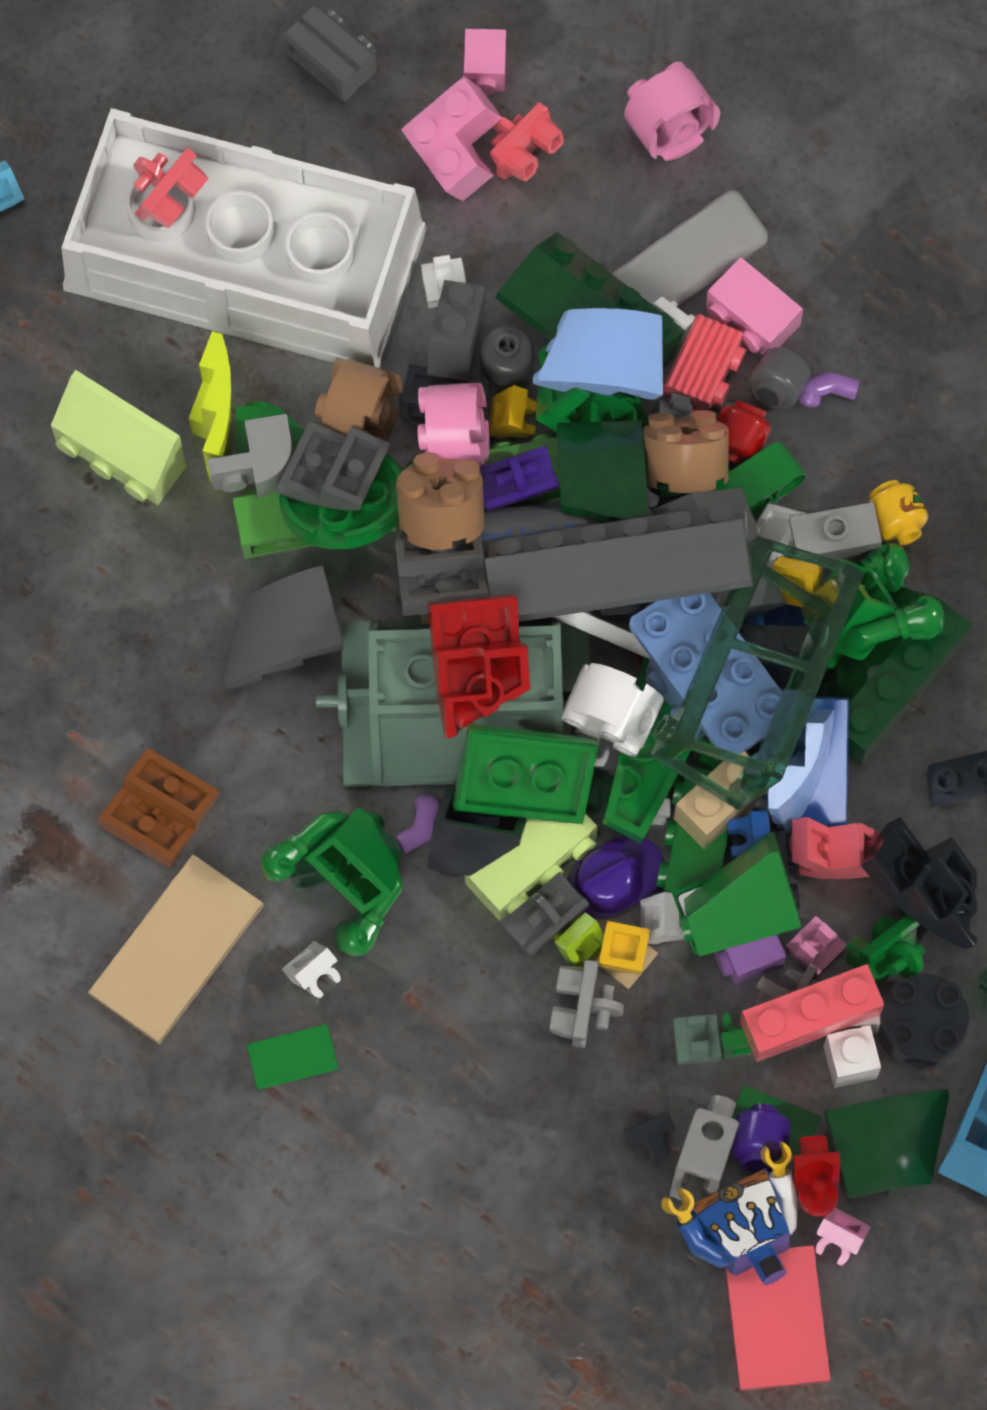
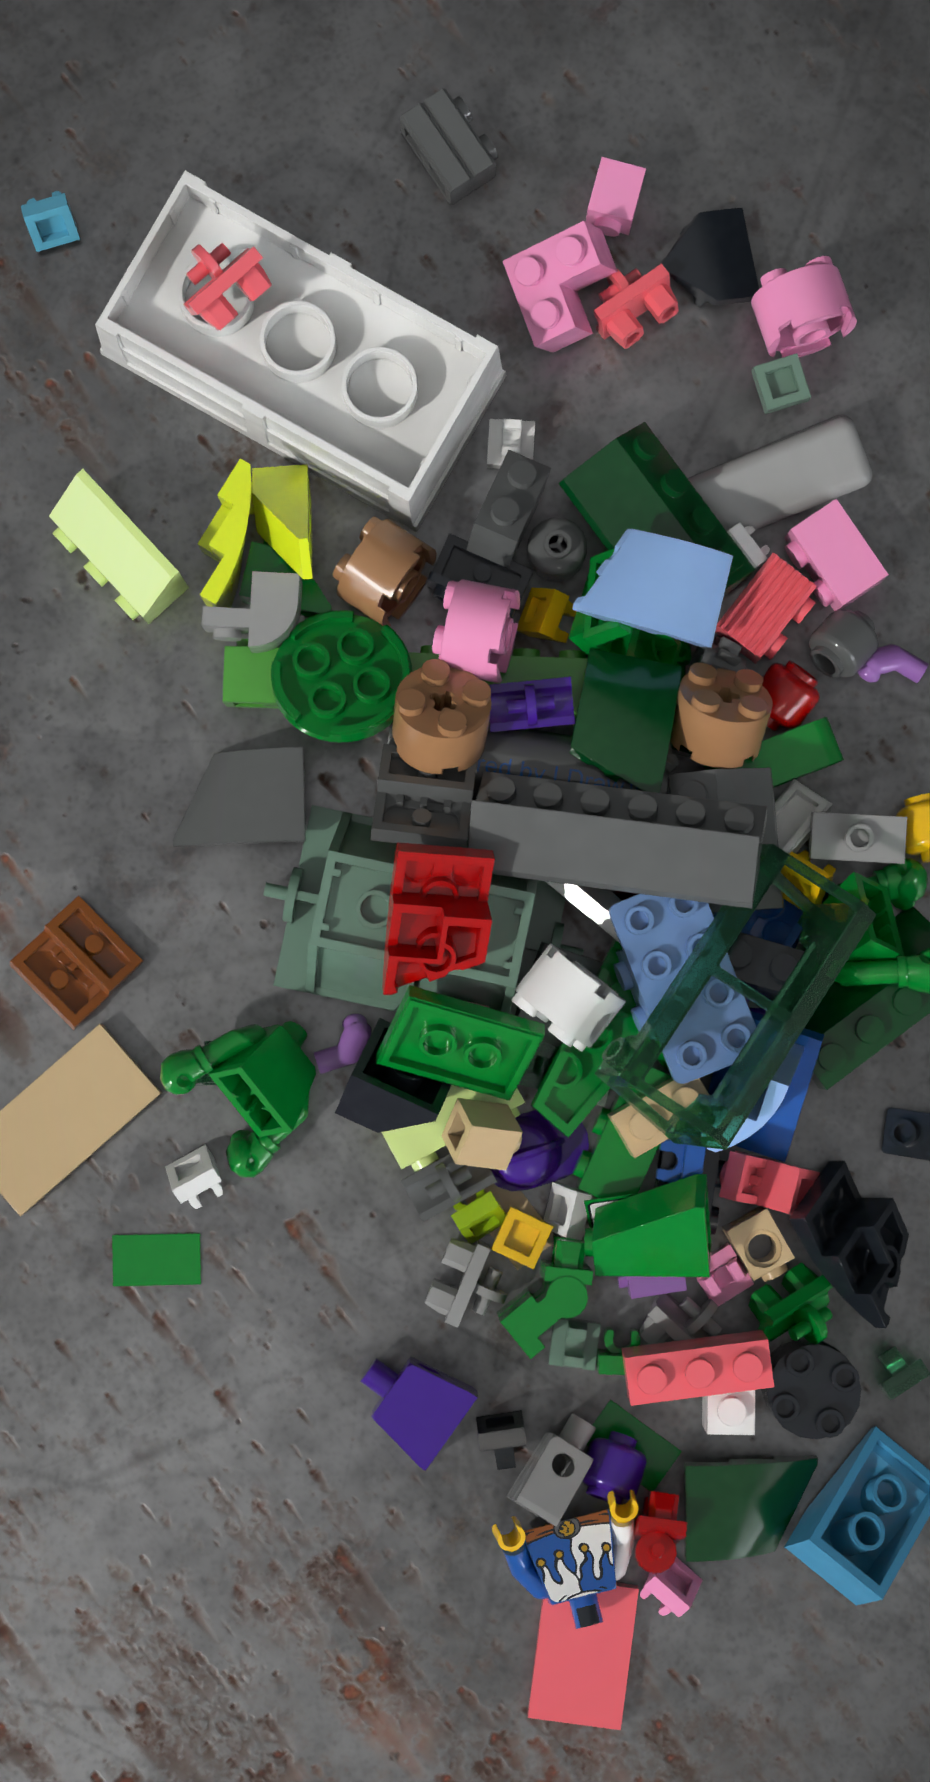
camera: 10 degrees right, 15 degrees up
(261, 376) = (285, 513): none -> neon yellow slope
(333, 467) = (337, 644): dark grey slope -> none
(565, 855) = (482, 1134): none -> tan brick
(566, 1125) = (418, 1406): none -> dark purple torso
(584, 92) = (714, 258): none -> black slope
(668, 178) = (781, 383): none -> sand green tile
(668, 993) = (560, 1296): none -> green hips
(837, 889) = (748, 1226): none -> tan brick

